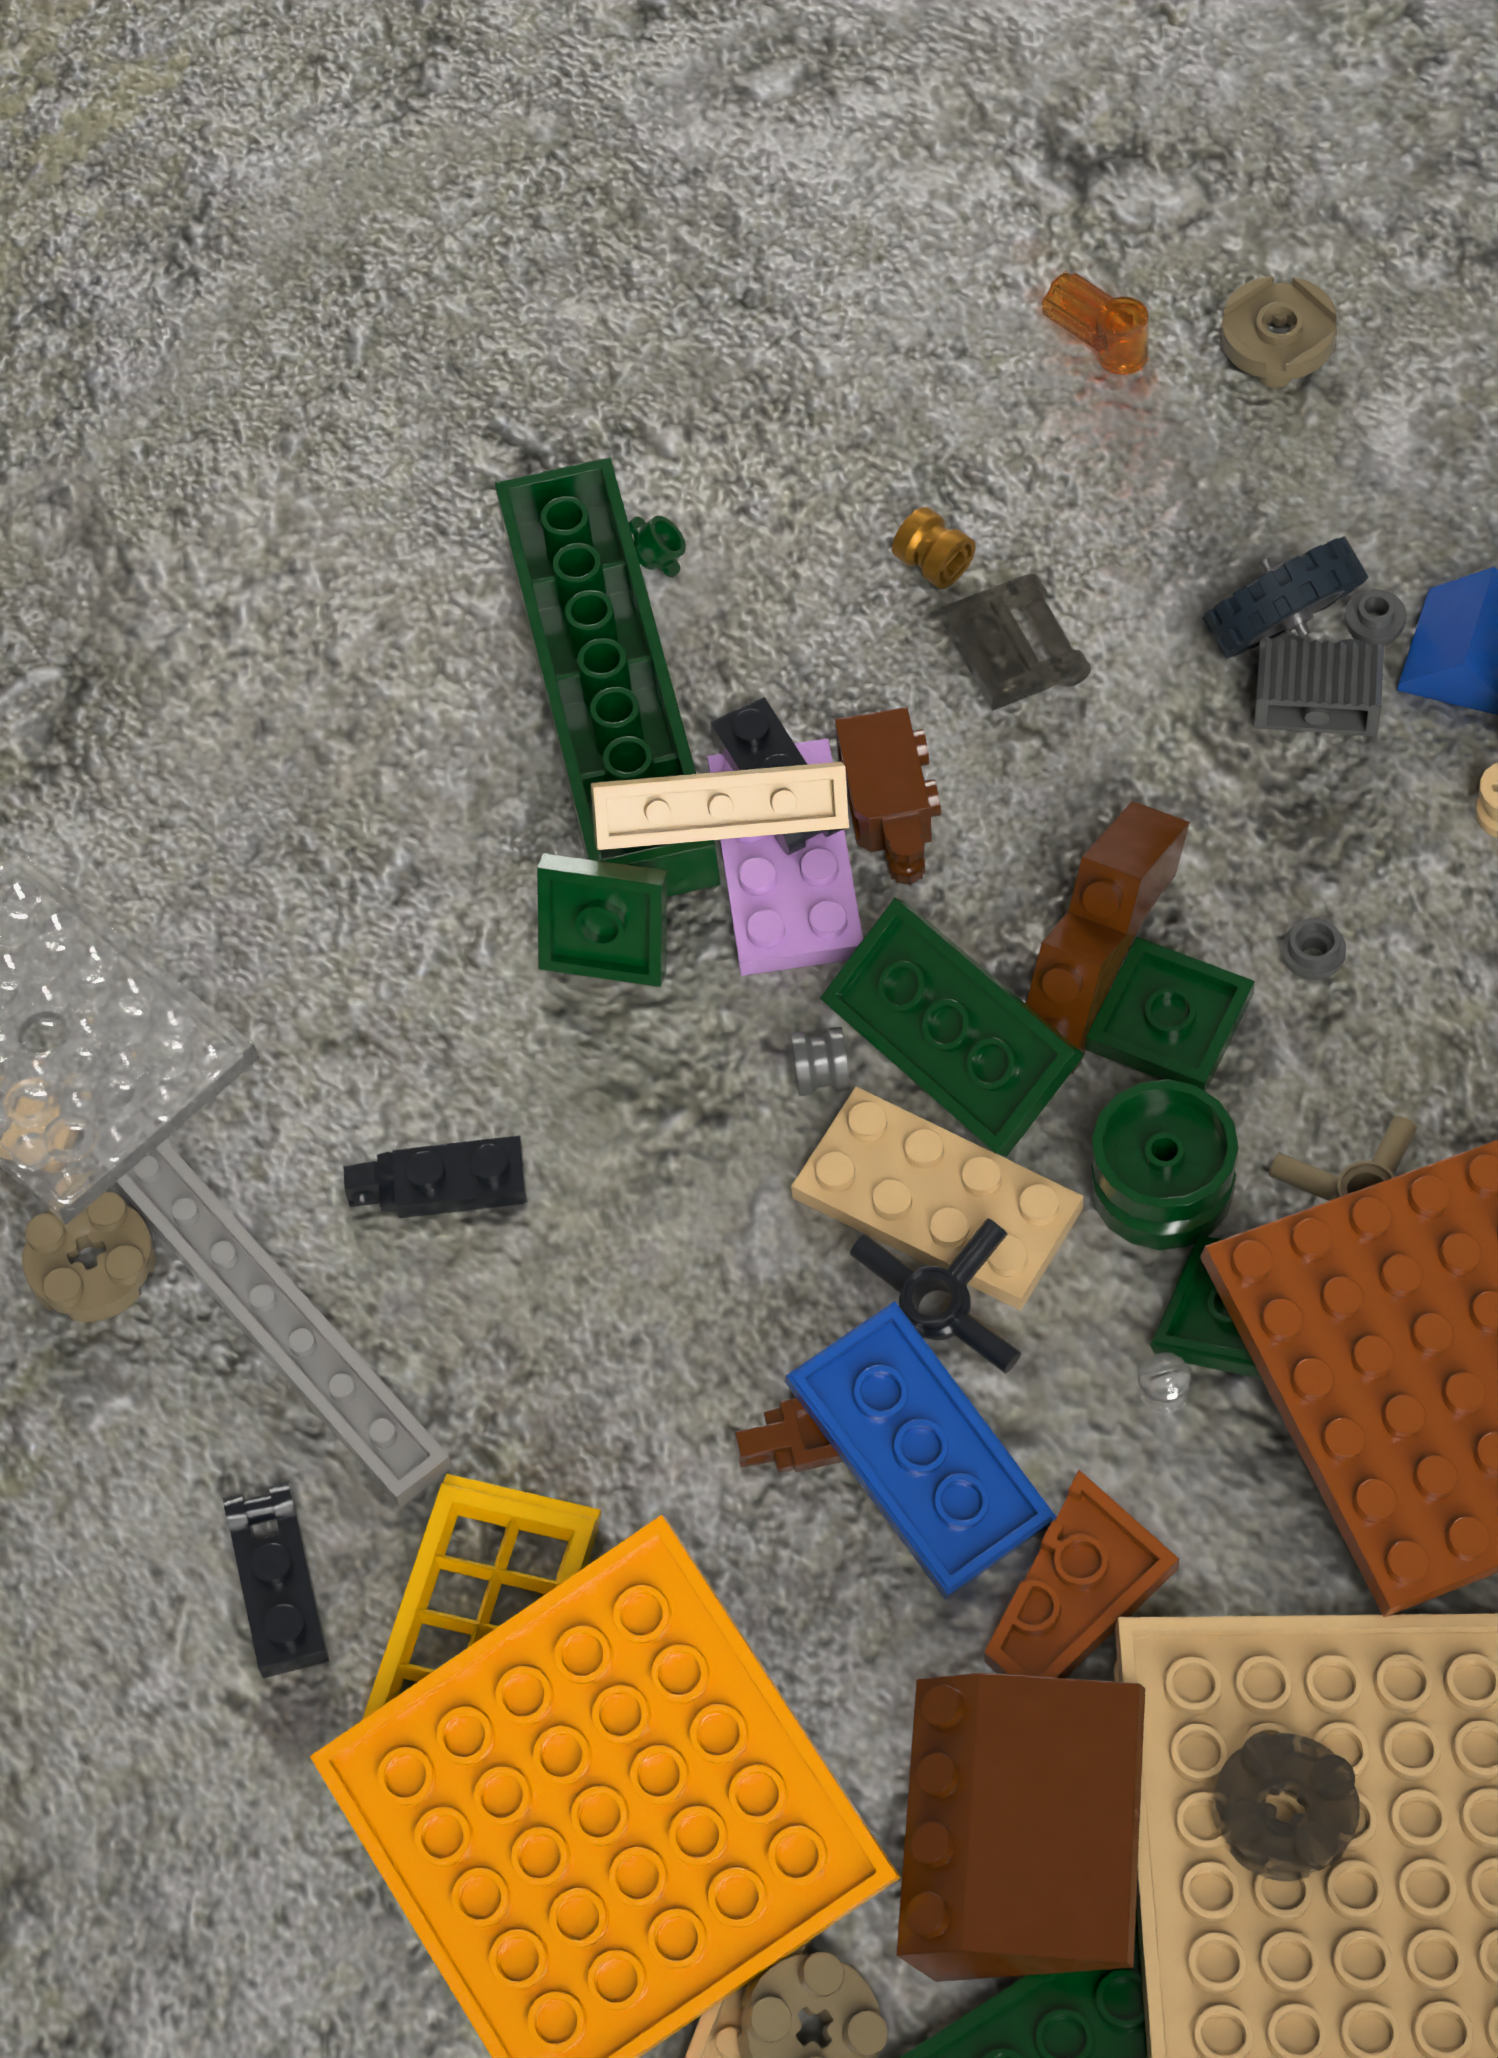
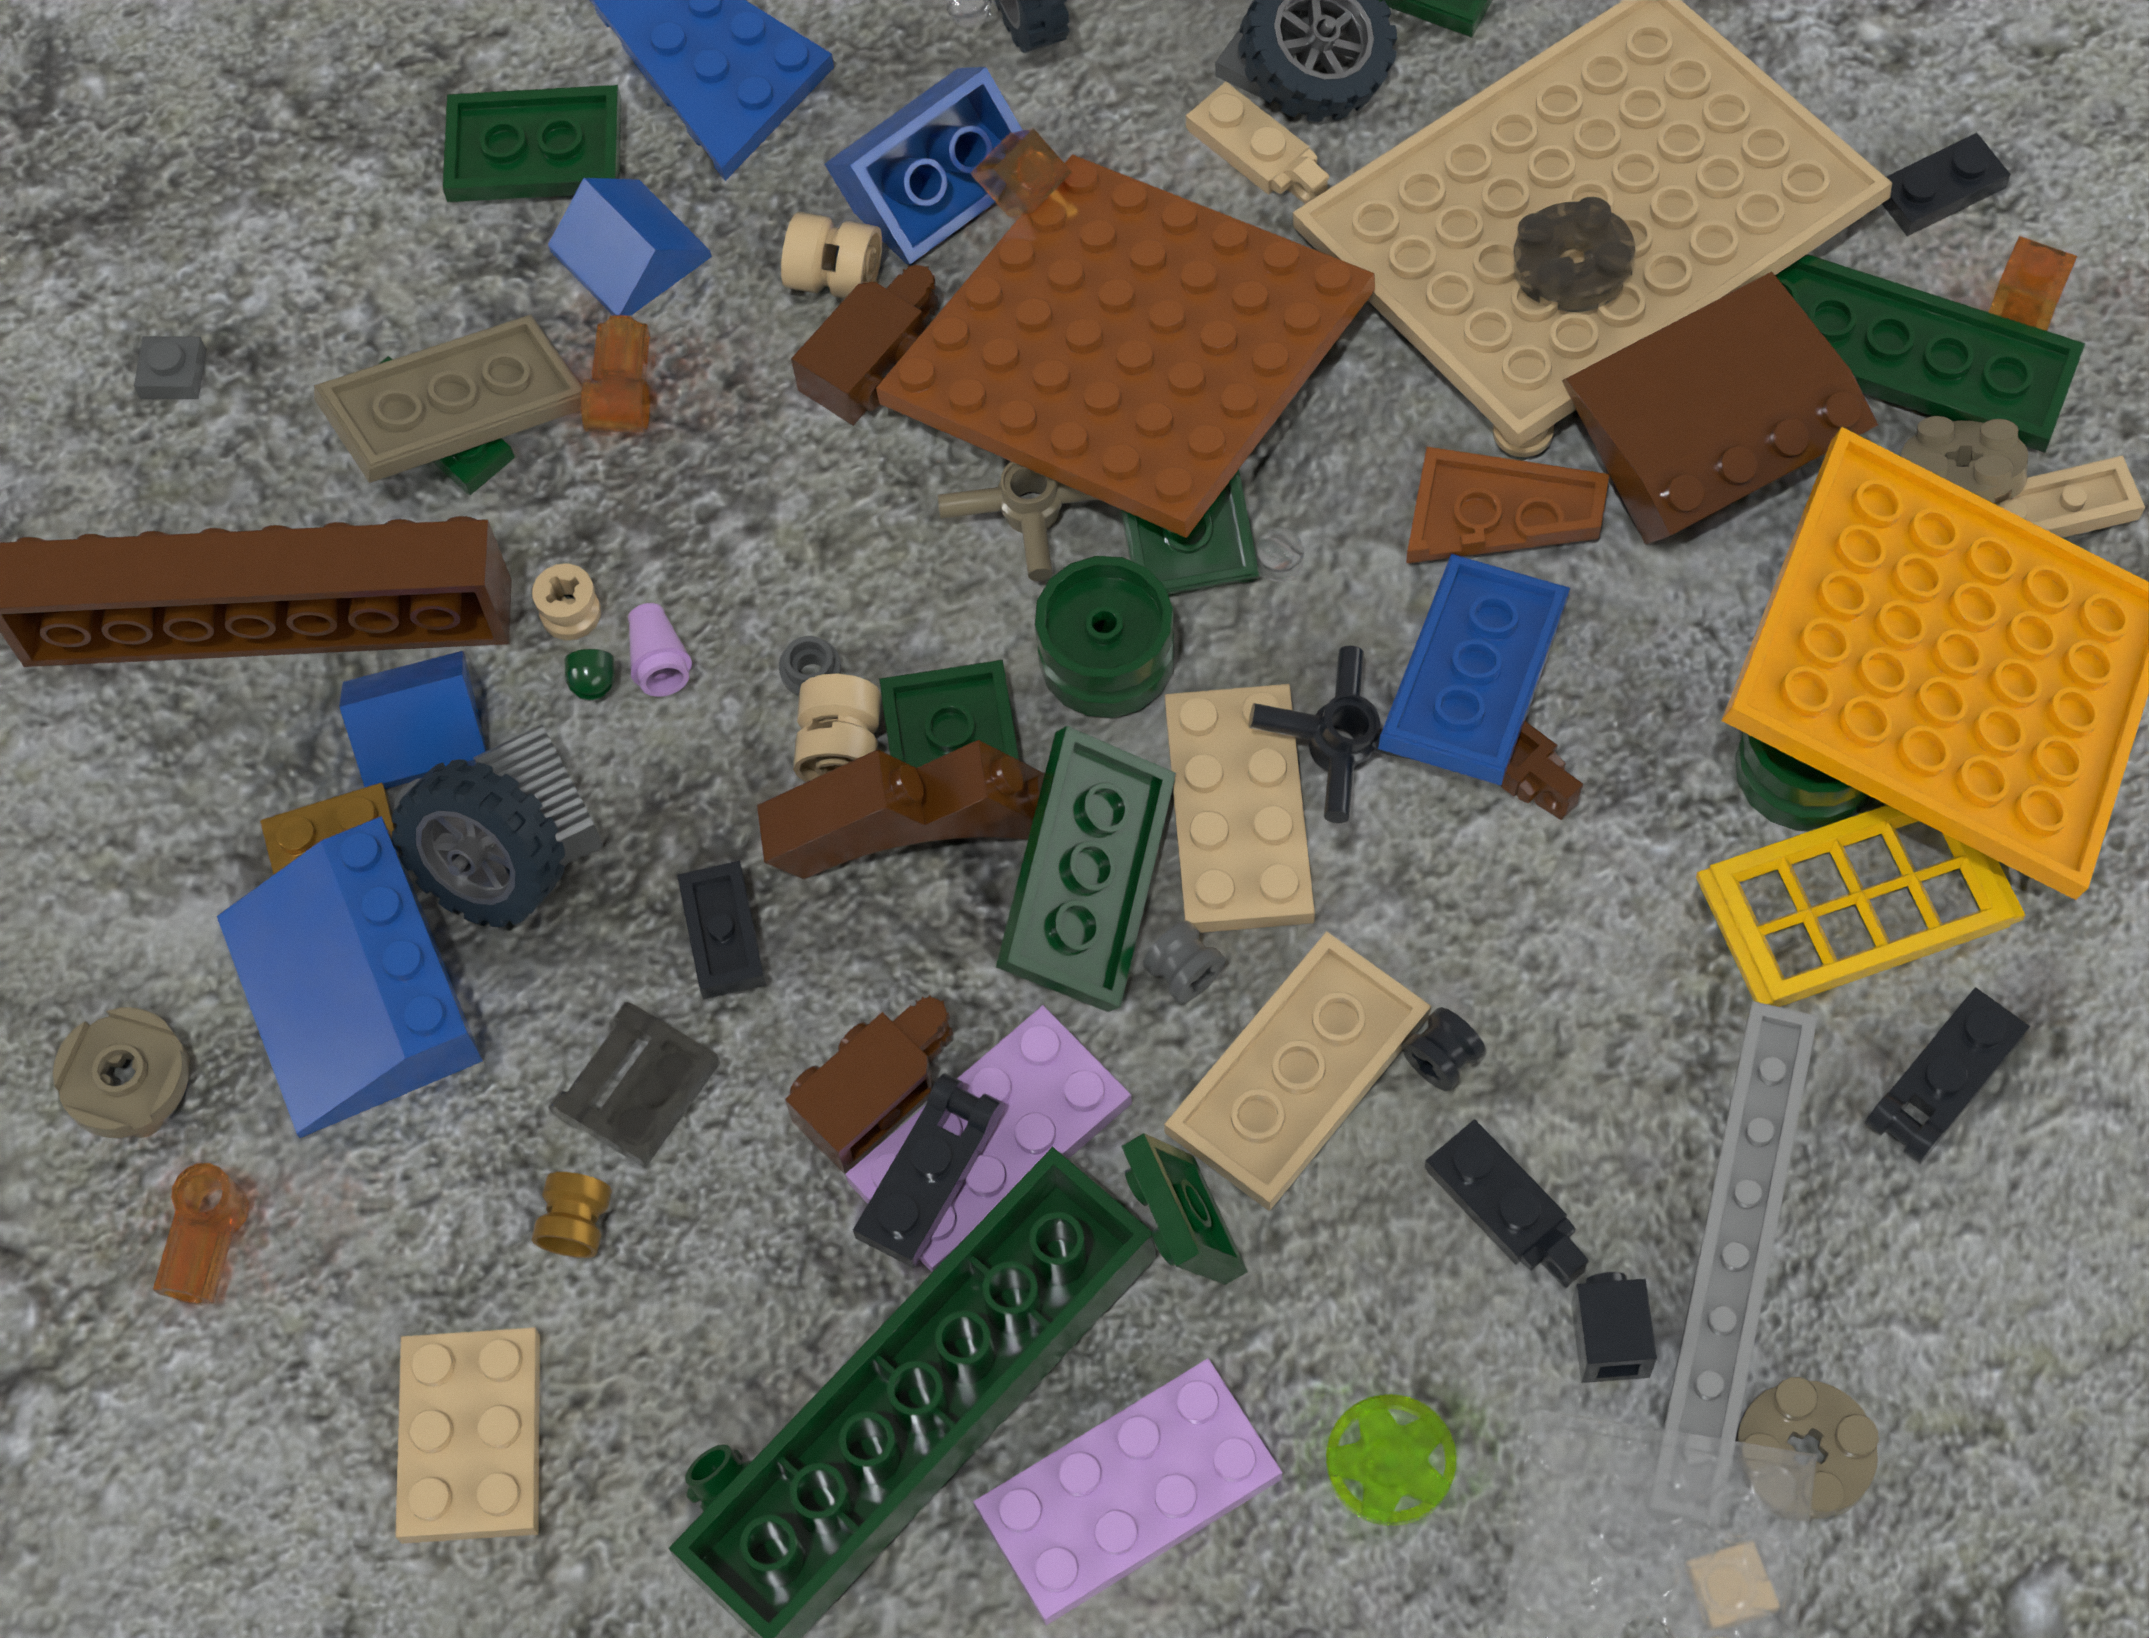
camera: 125 degrees left, 5 degrees up
(280, 1174) = (1613, 1328): none -> black brick
(320, 975) = (1390, 1460): none -> clear neon green wheel
(441, 797) = (1127, 1491): none -> lavender plate
(597, 1202) = (1443, 1049): none -> black wheel
(667, 1093) = (1297, 1070): none -> tan plate
(719, 805) = (1024, 1147): plate -> none
(819, 422) = (468, 1436): none -> tan plate
(1104, 760) = (721, 930): none -> black plate
(1217, 918) = (835, 723): none -> tan wheel
(1233, 497) = (346, 980): none -> blue slope
(1403, 545) = (300, 829): none -> pearl gold plate
(1410, 840) = (656, 653): none -> lavender cone
(1421, 783) = (589, 673): none -> dark green hinge

